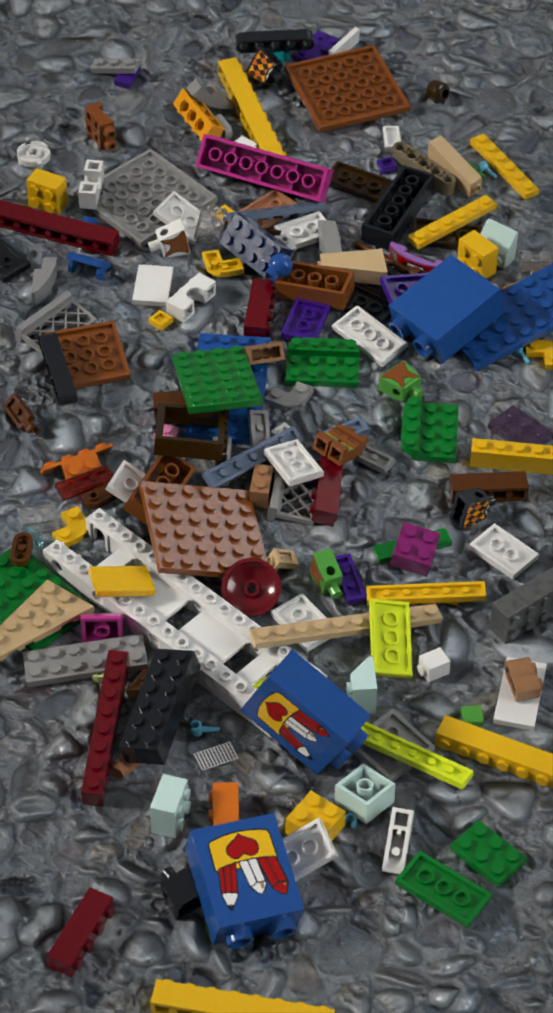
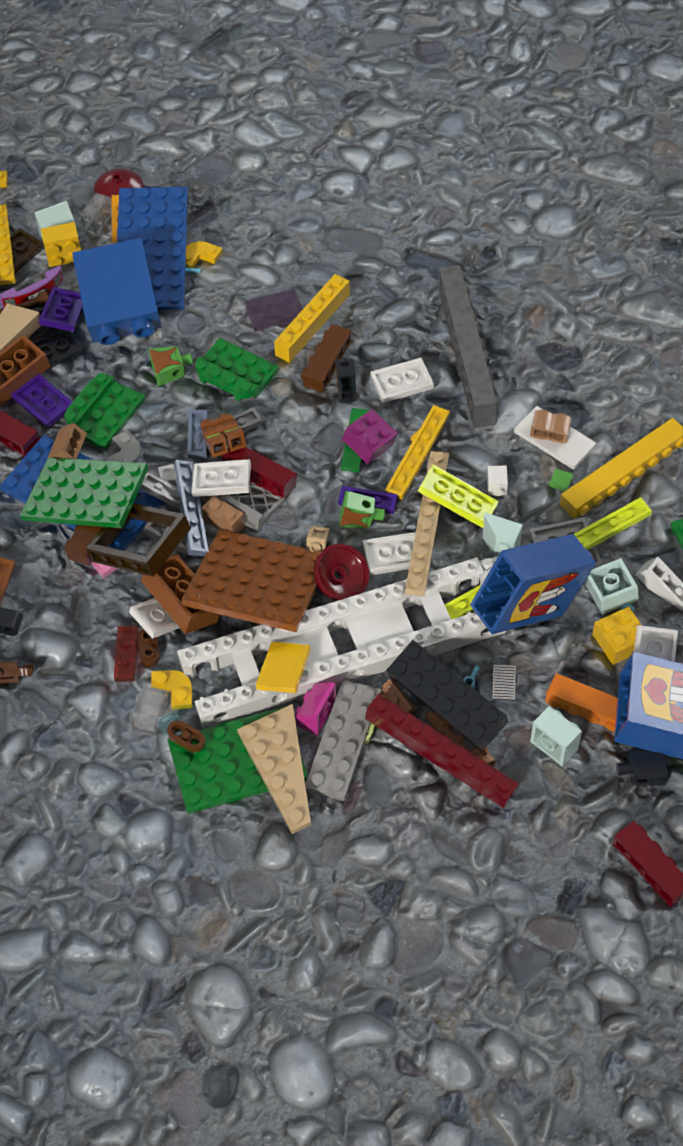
camera: 60 degrees left, 10 degrees up
(78, 464) = (100, 648): orange bracket -> none
(370, 336) = (85, 363): white tile -> none

